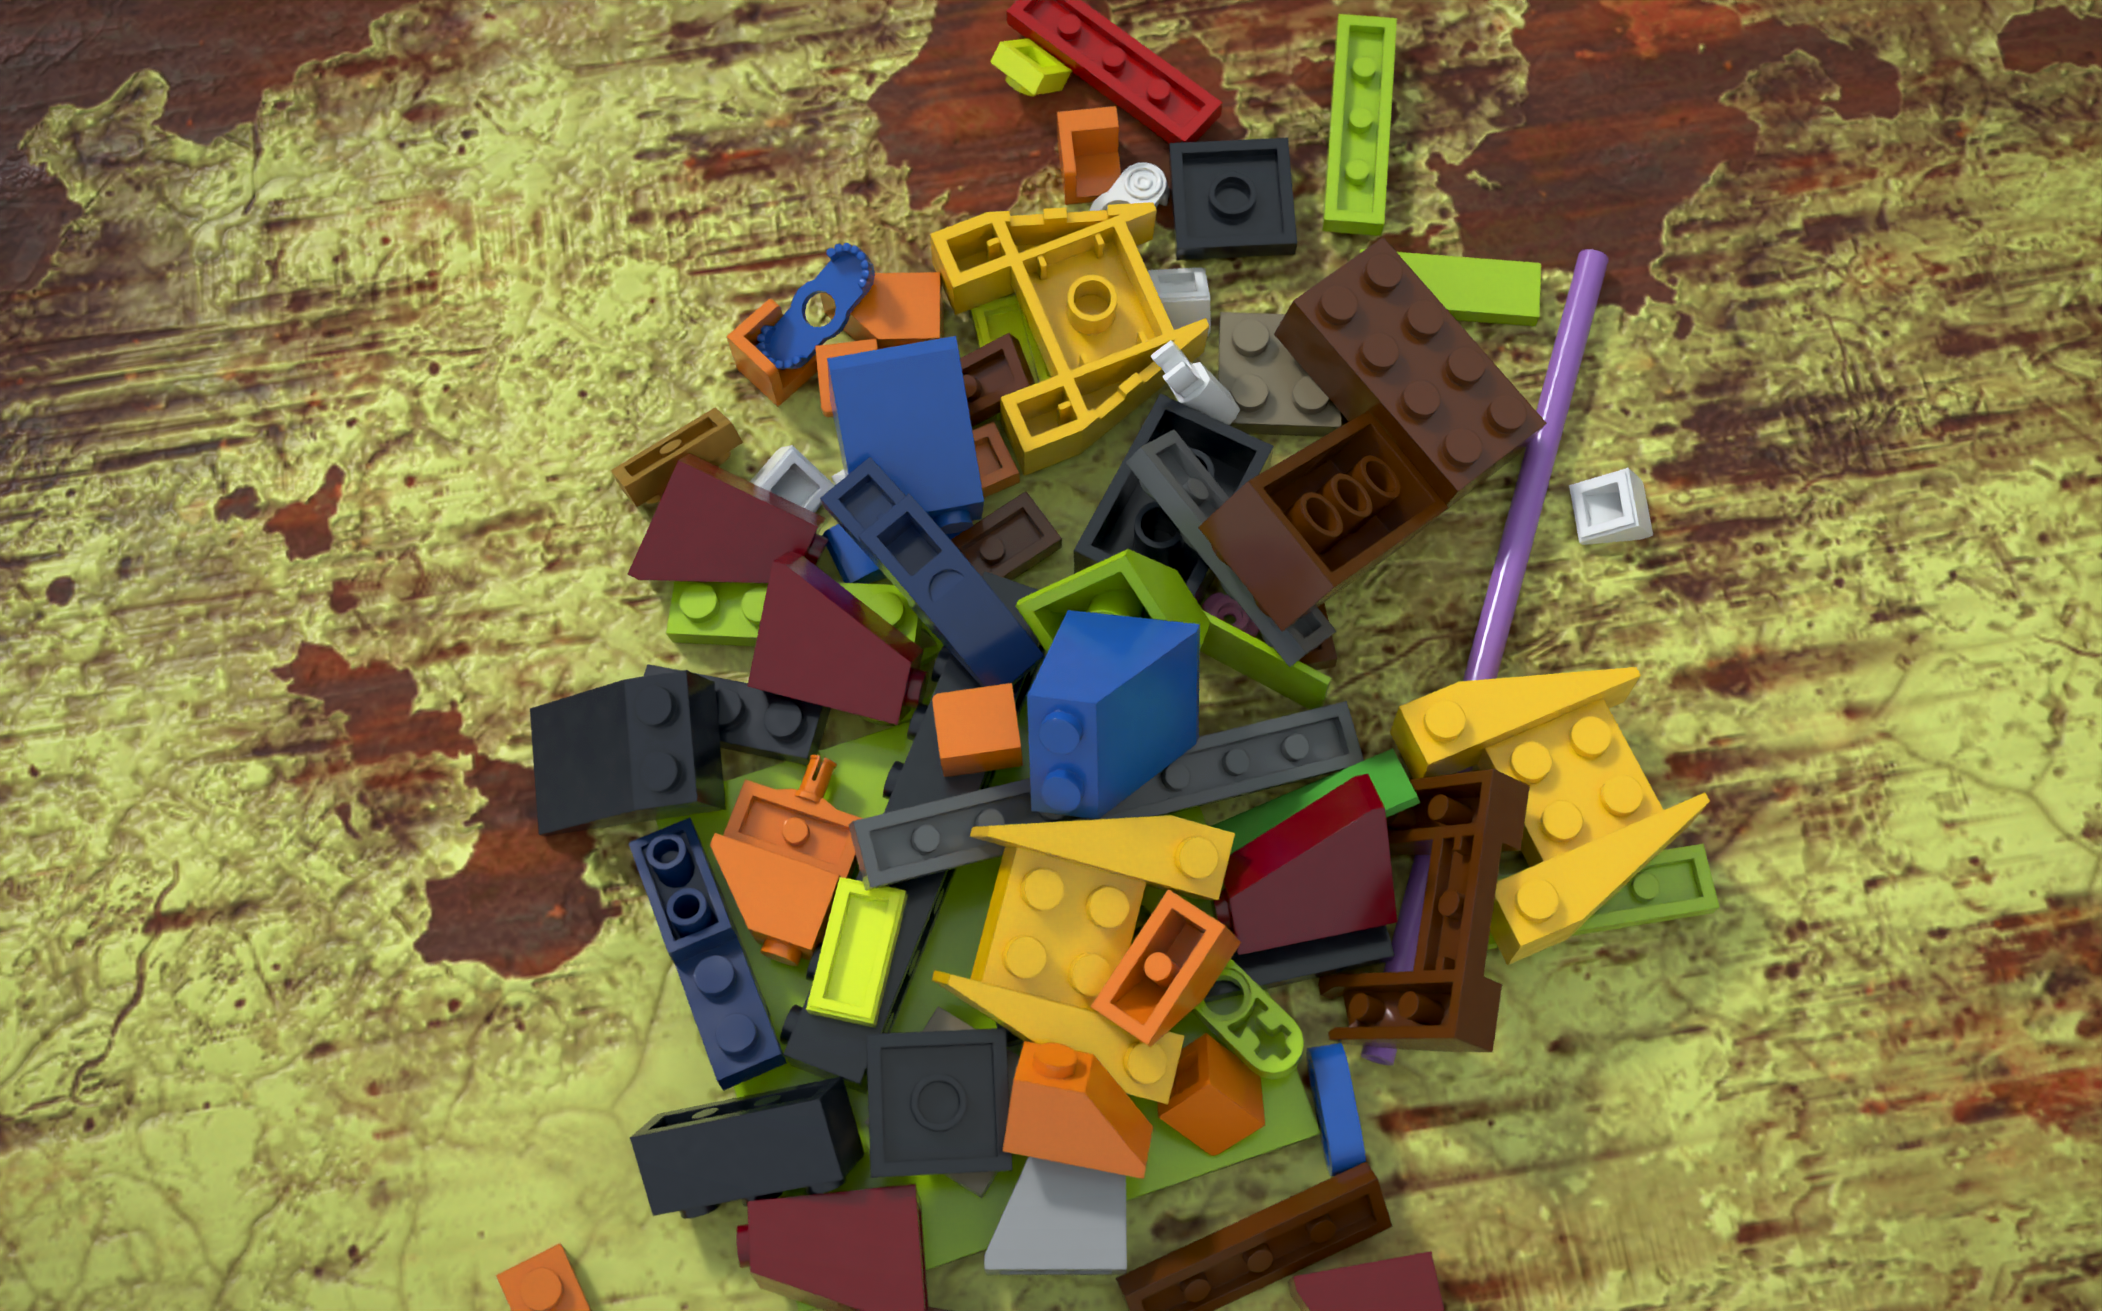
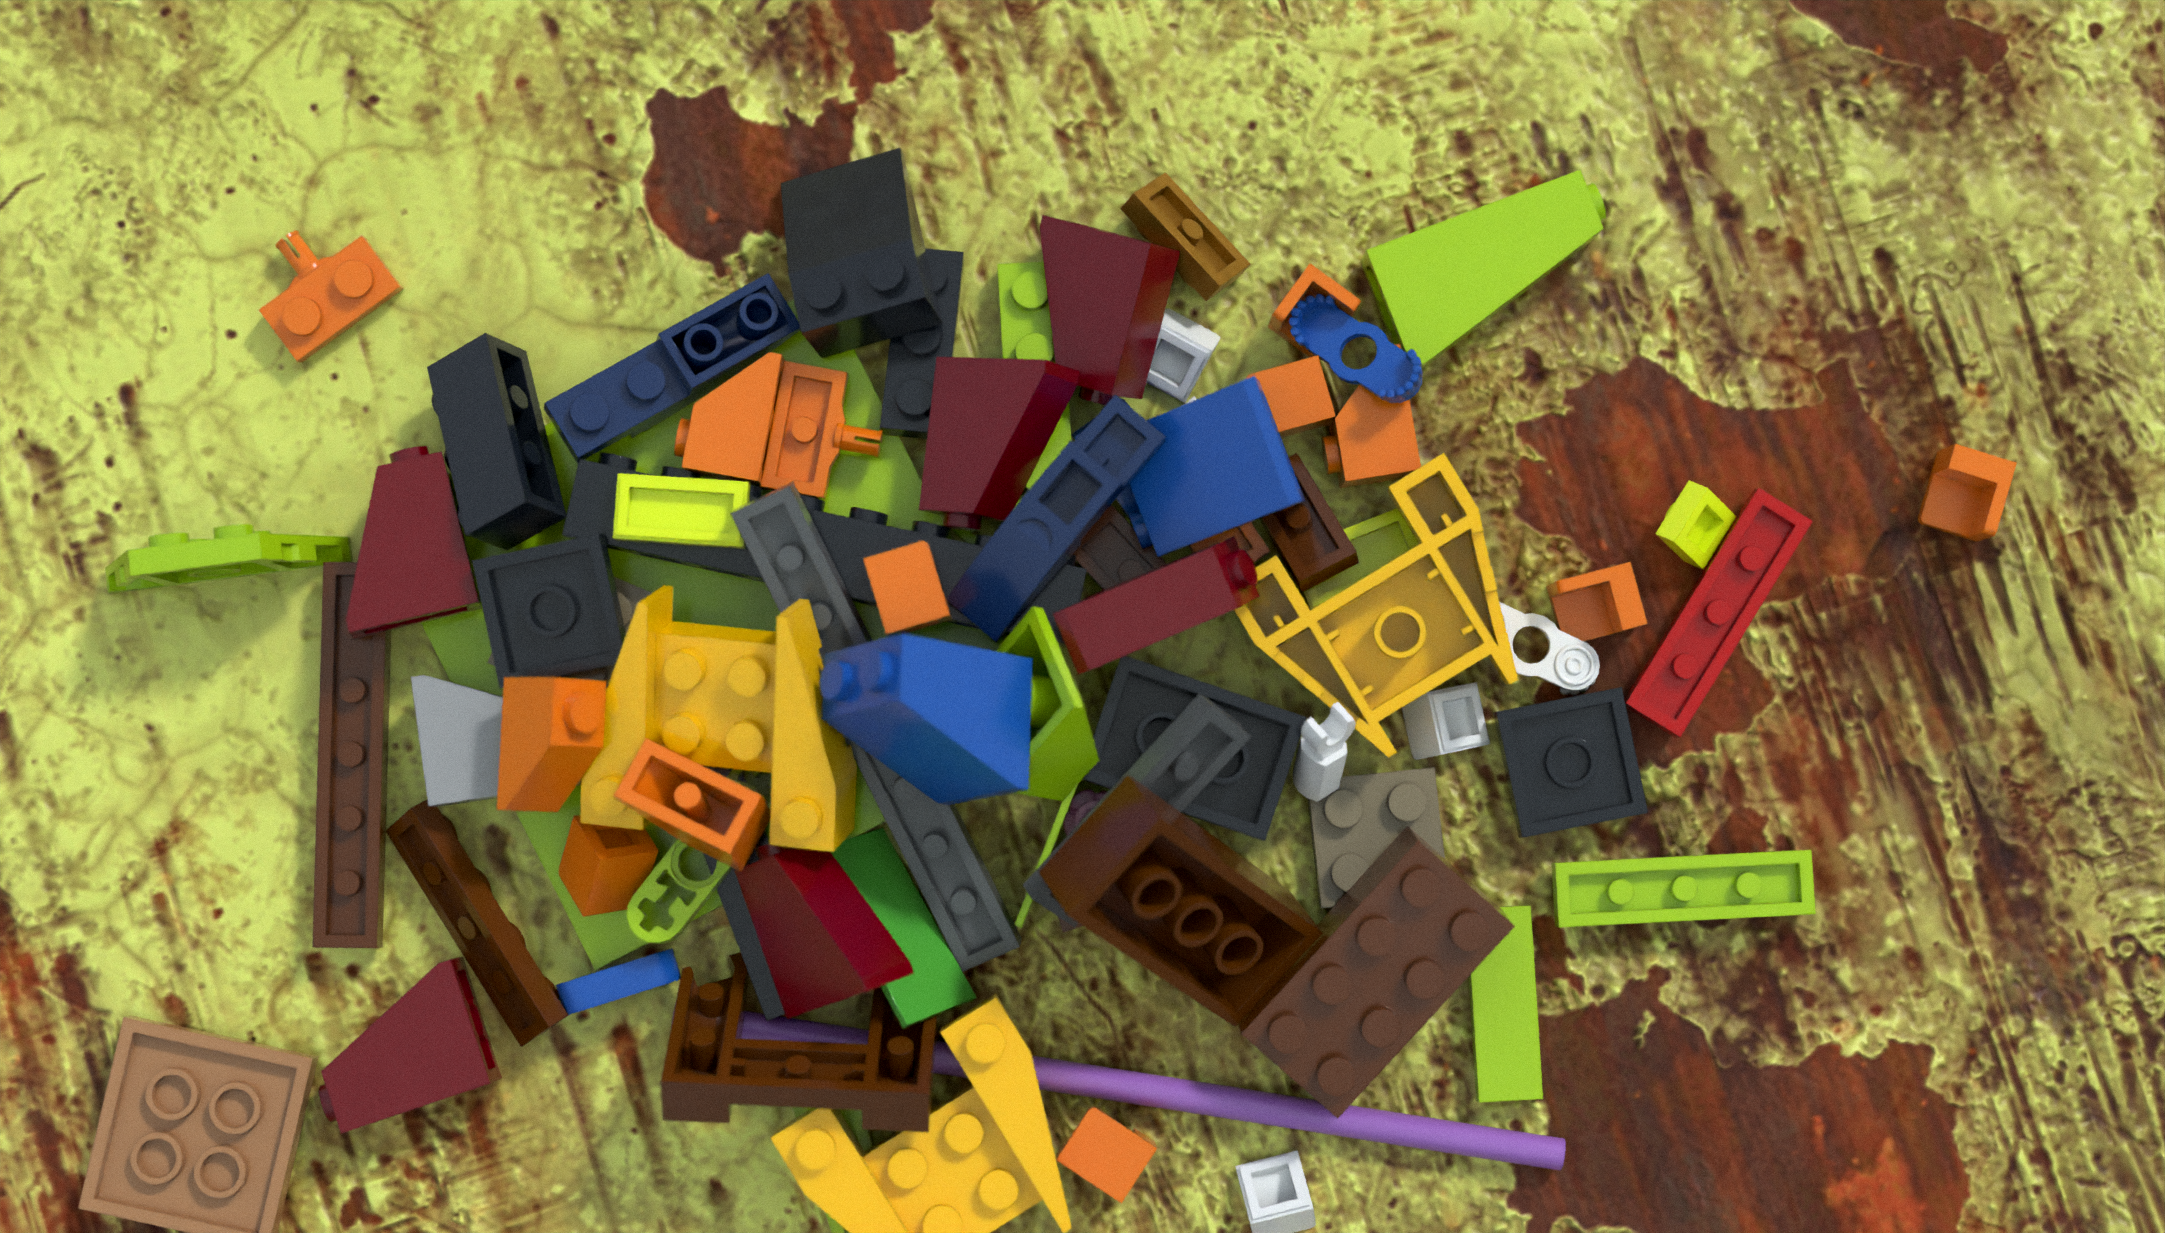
camera: 75 degrees right, 15 degrees up
(758, 211) = (1468, 268): none -> lime slope
(1030, 498) = (1157, 604): none -> dark red slope
(1561, 639) = (1106, 1153): none -> orange panel

